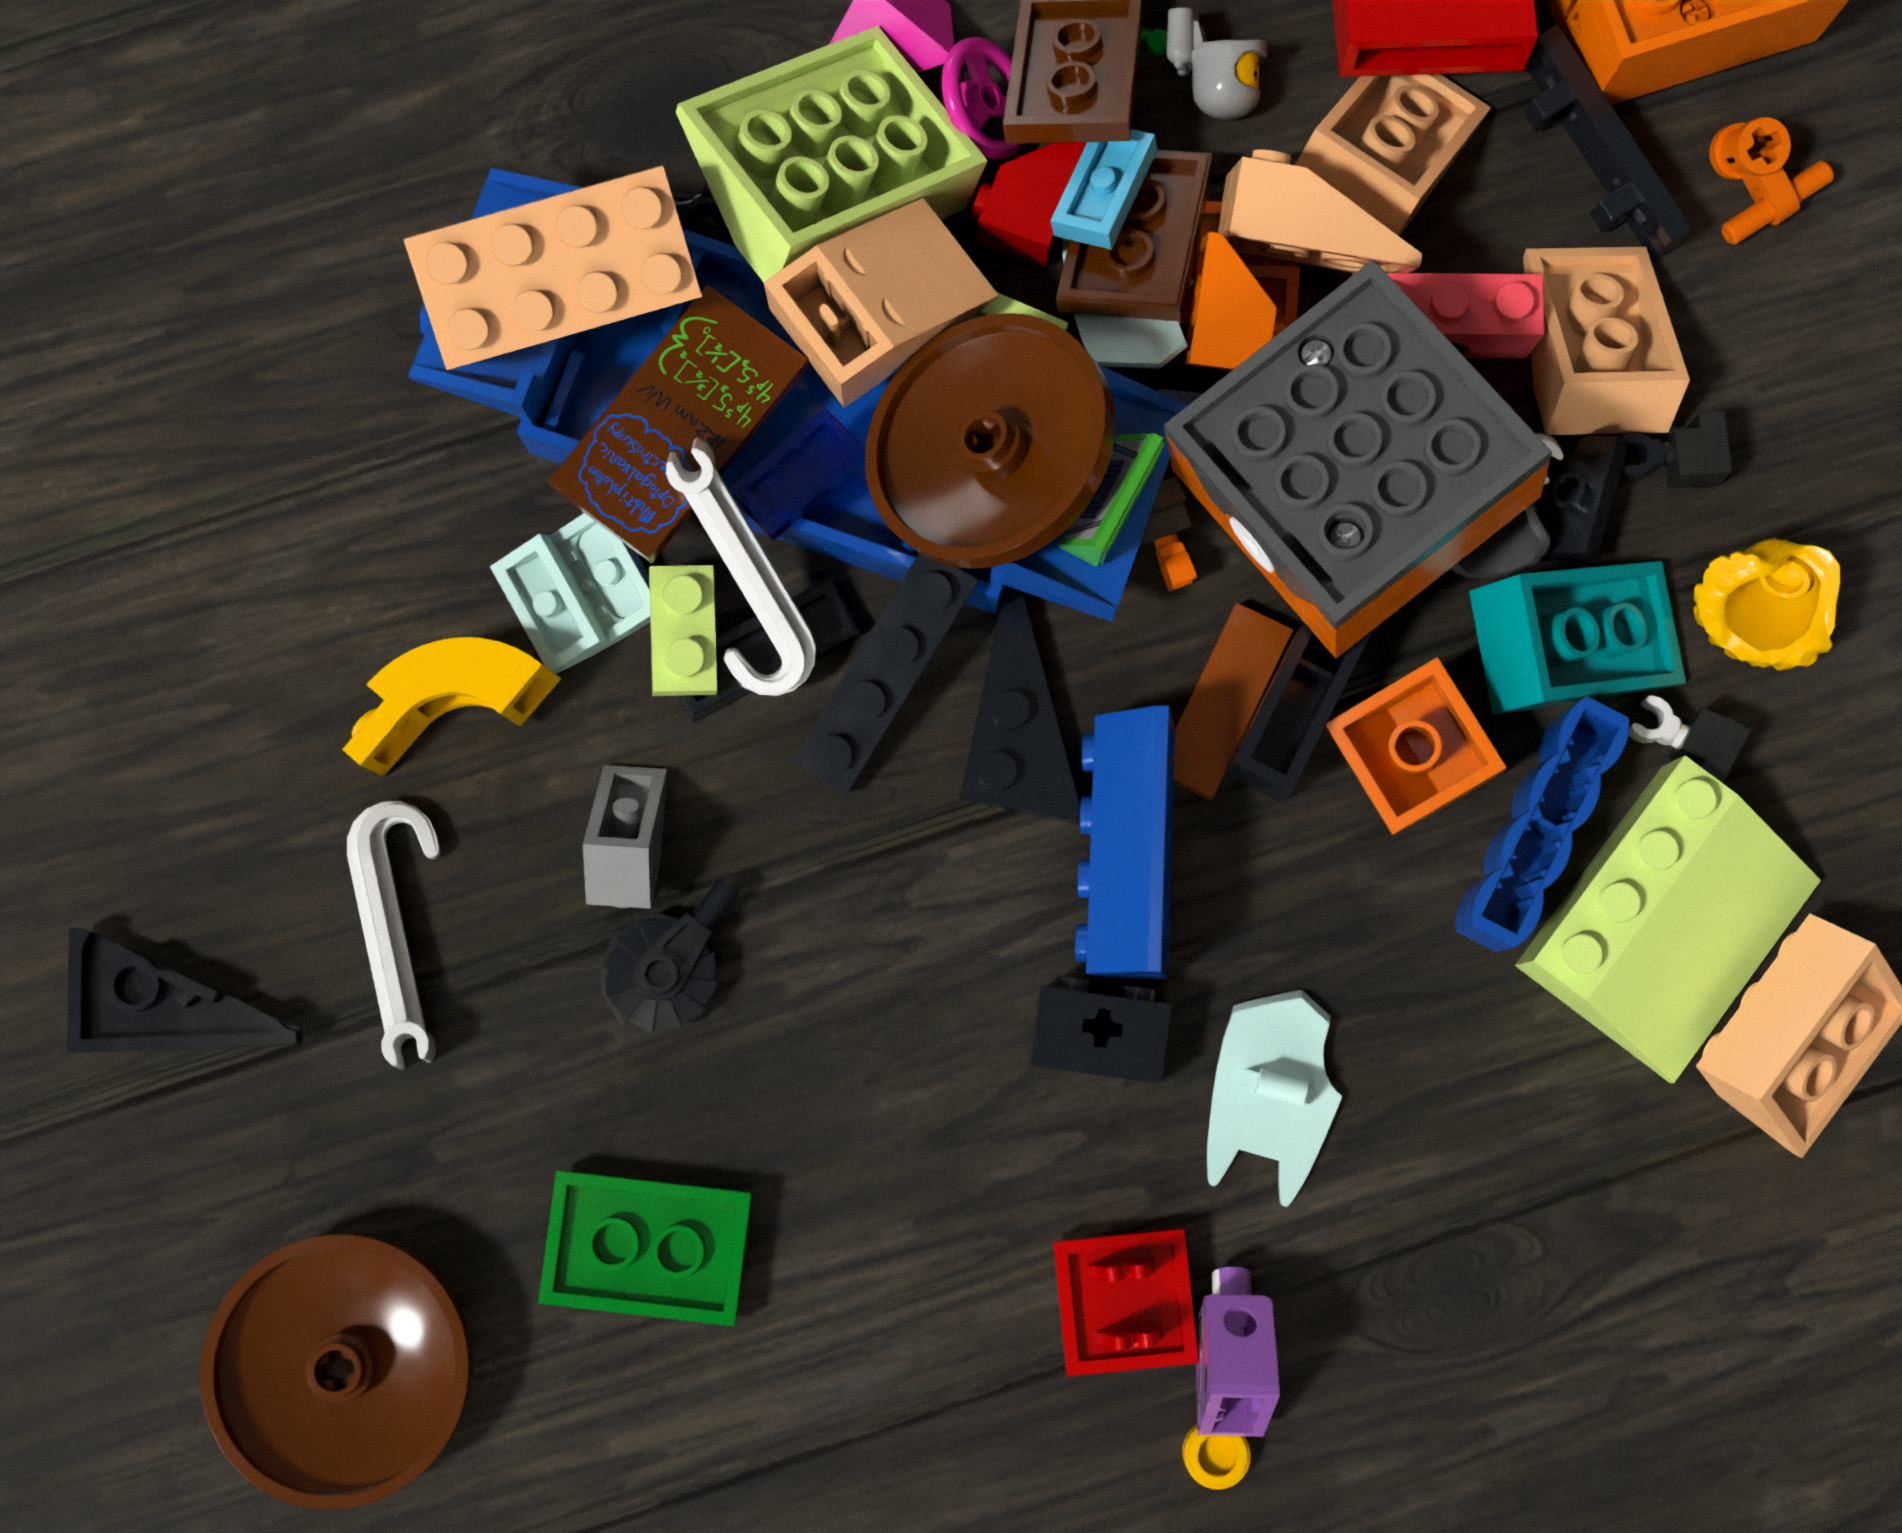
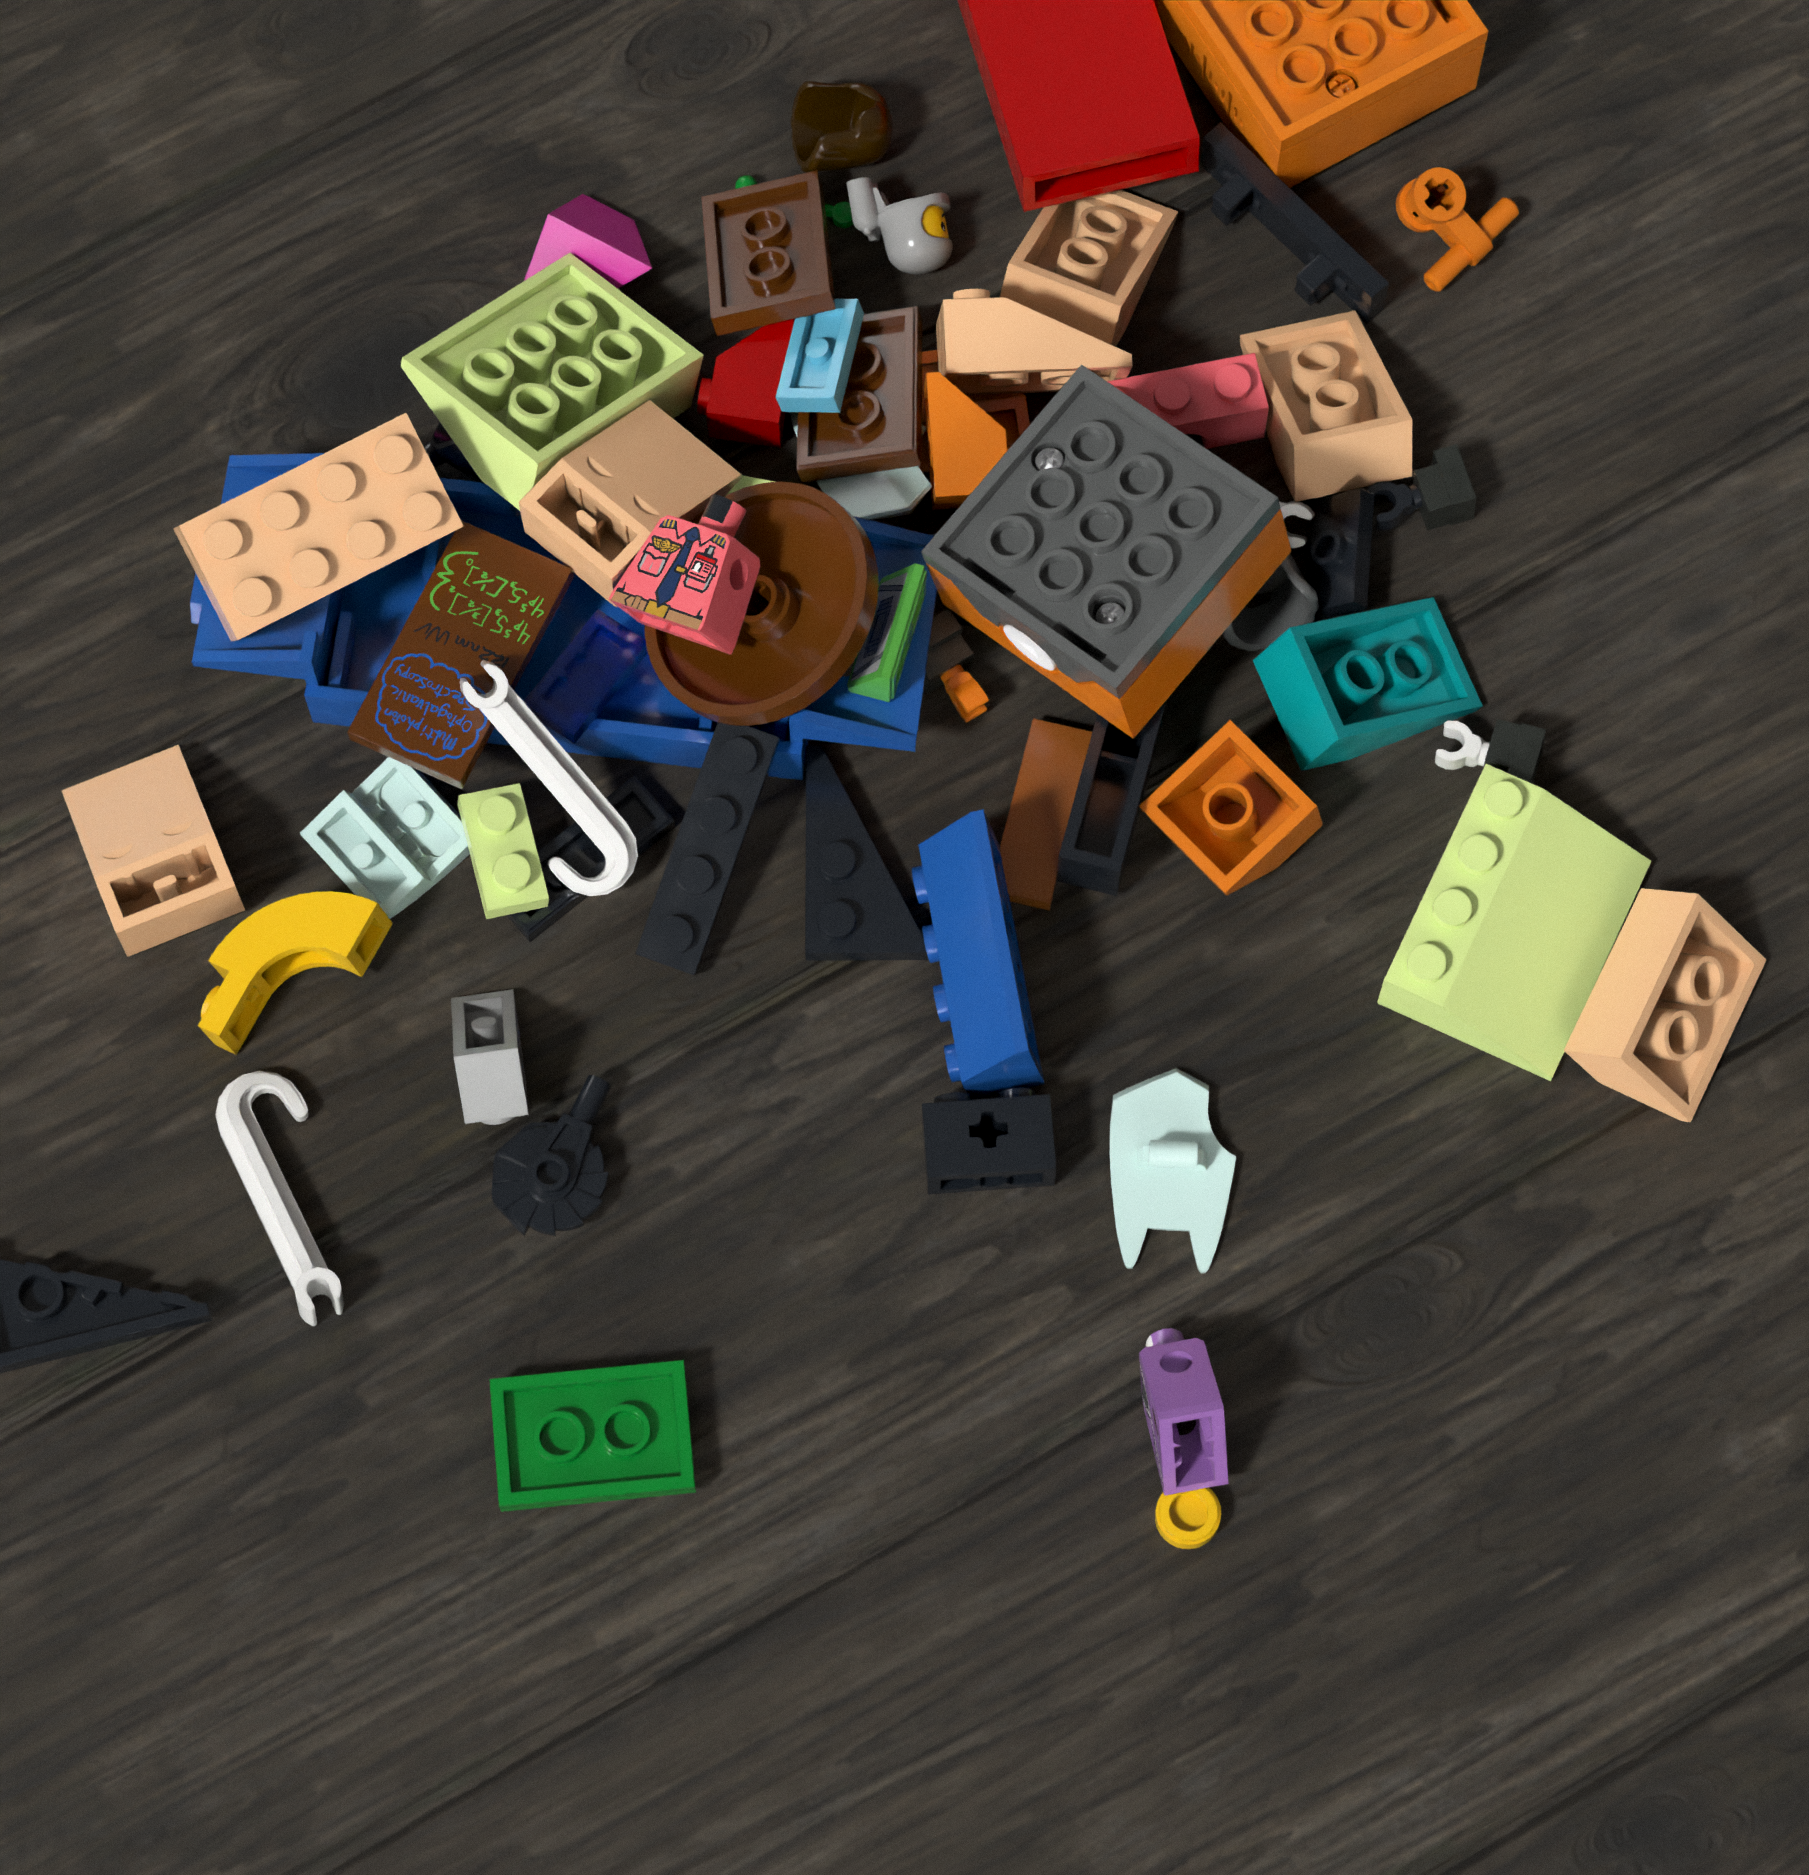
camera: 10 degrees left, 10 degrees down
(336, 1371) = (318, 1605): reddish brown dish -> none
(338, 555) = (152, 851): none -> light nougat slope
(925, 399) = (692, 577): none -> coral torso
(977, 98) = (681, 300): dark pink piece -> none
(1125, 1302) = (1067, 1388): red plate -> none
(1545, 810) = (1367, 859): blue brick -> none
(1771, 603) = (1538, 611): yellow hair -> none

